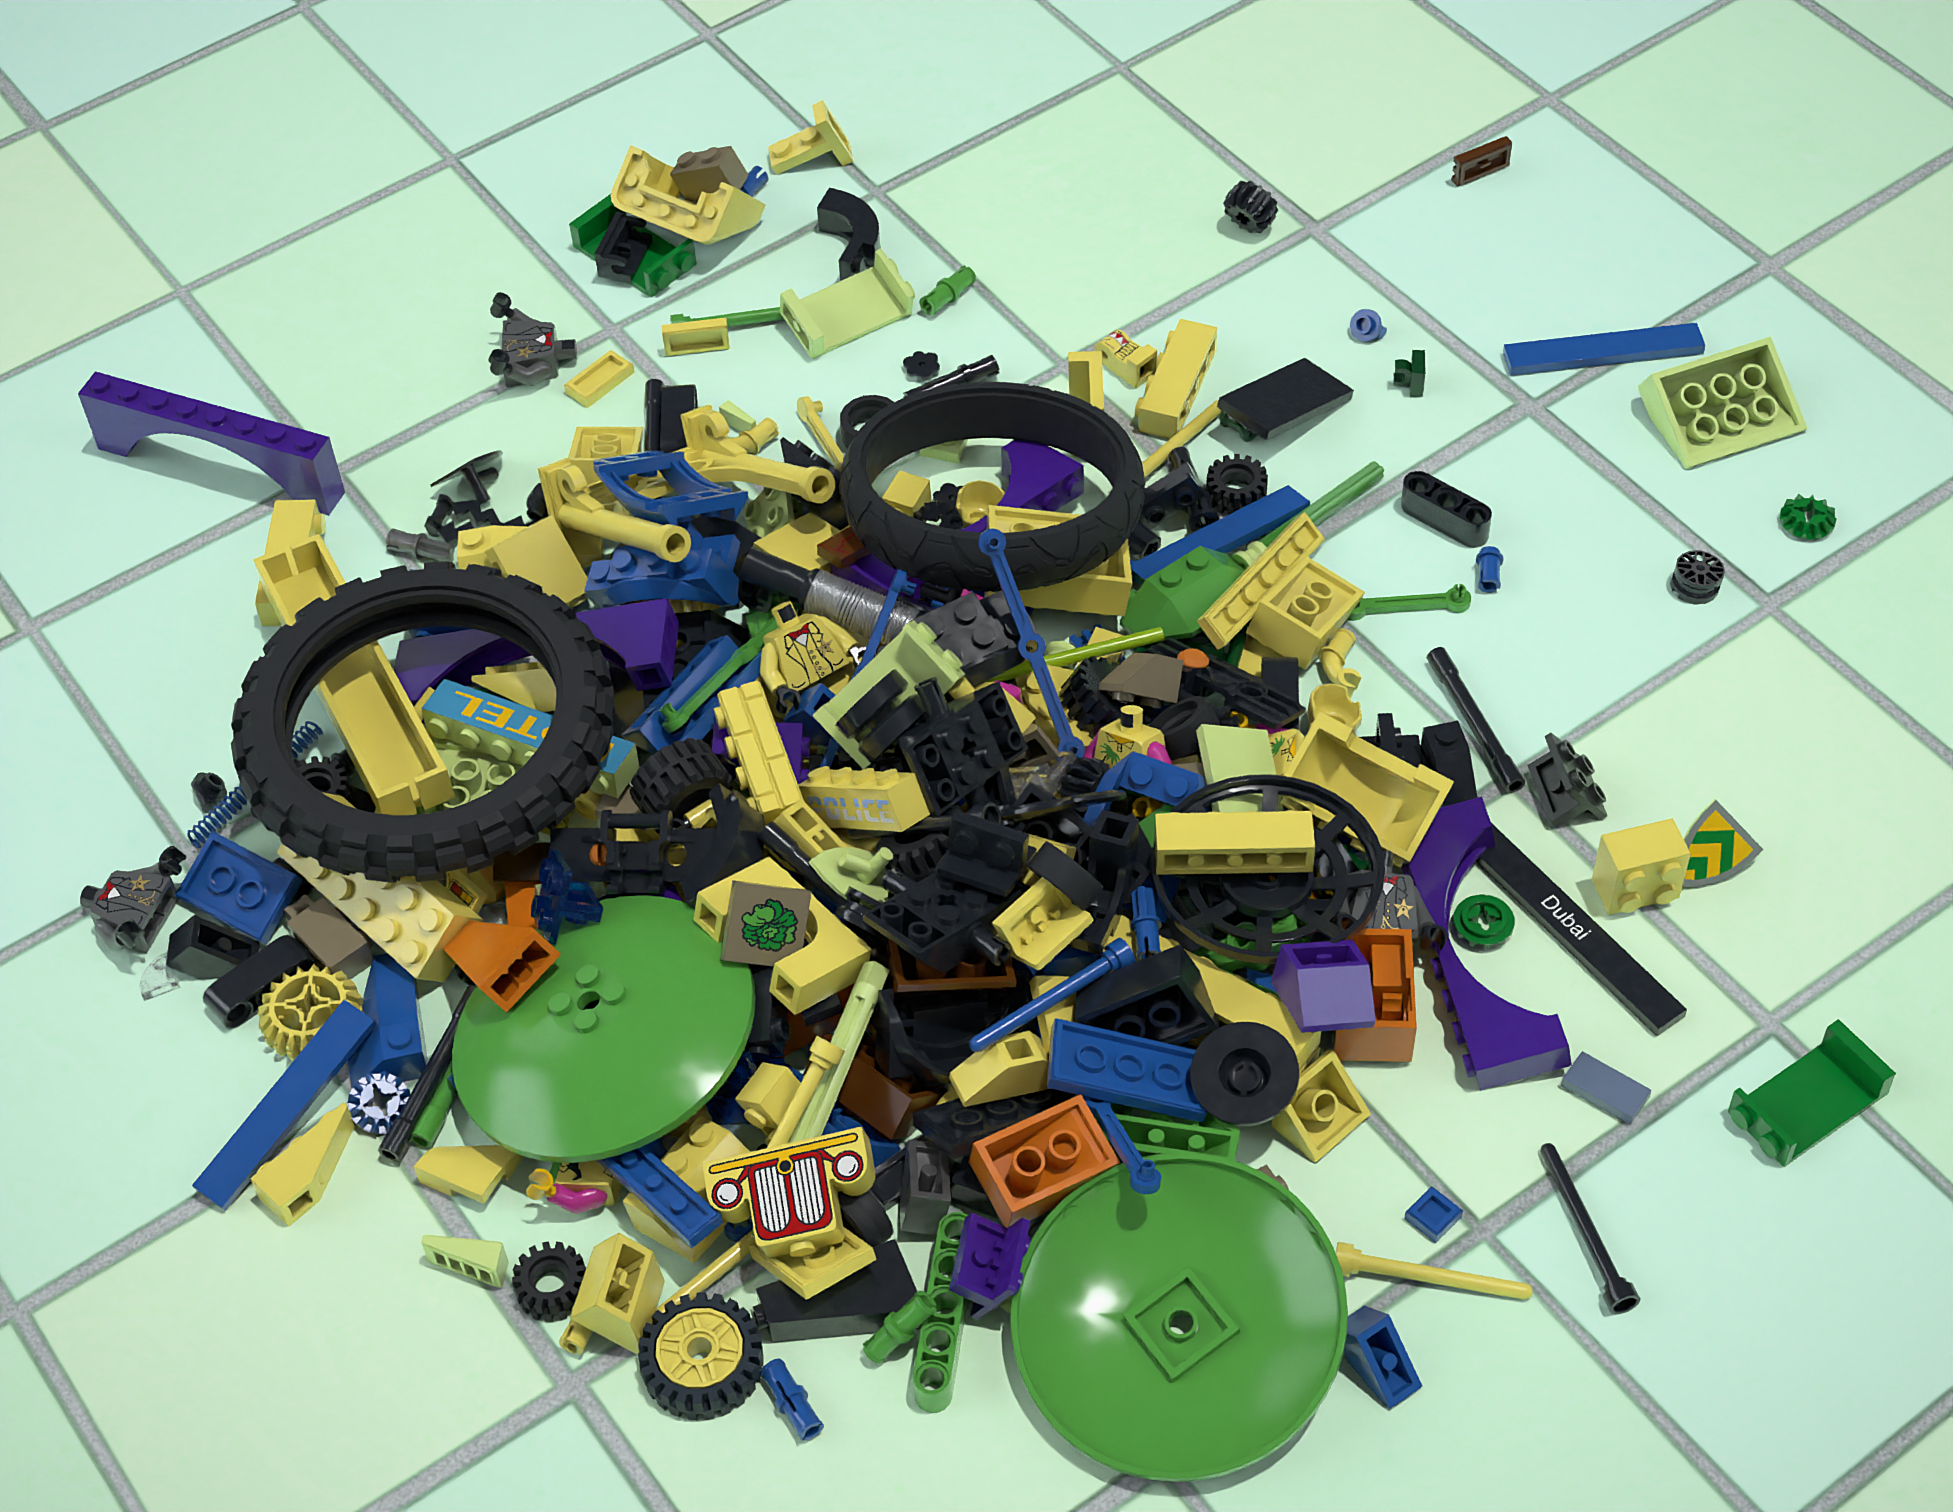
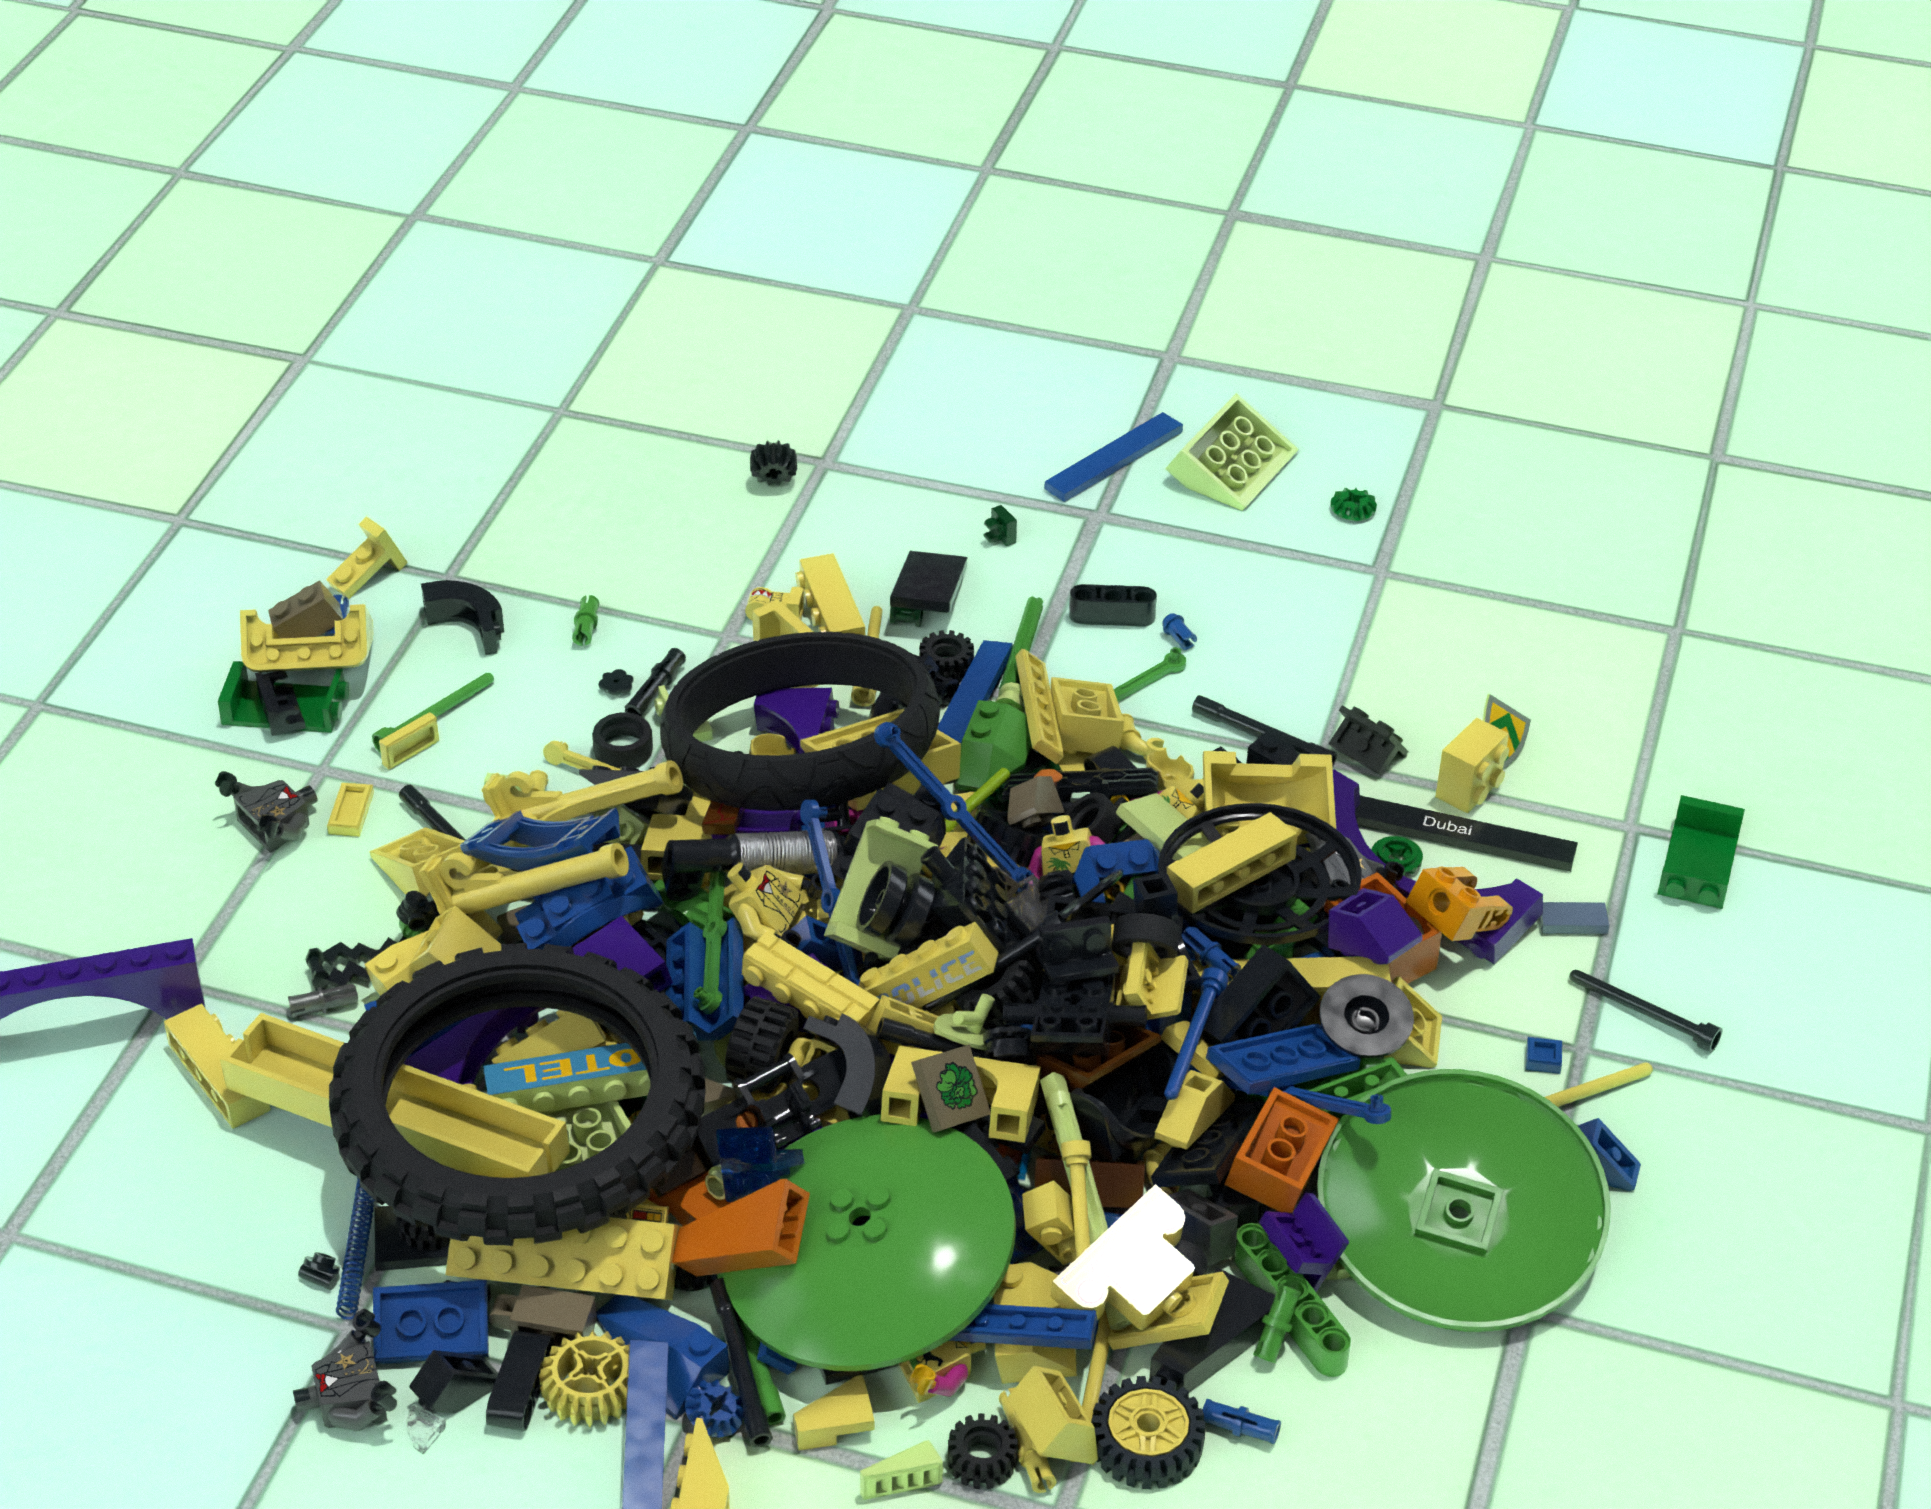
camera: 40 degrees left, 10 degrees down
(475, 479) = (322, 924): black shield -> none
(674, 402) = (457, 804): black beam -> none
(848, 307) = (518, 663): yellowish green panel -> none
(1367, 325) = (933, 509): plate -> none
(1442, 1007) = (1453, 905): none -> light orange brick
(1481, 161) = (910, 366): reddish brown tile -> none
(1695, 579) = (1322, 574): black wheel -> none

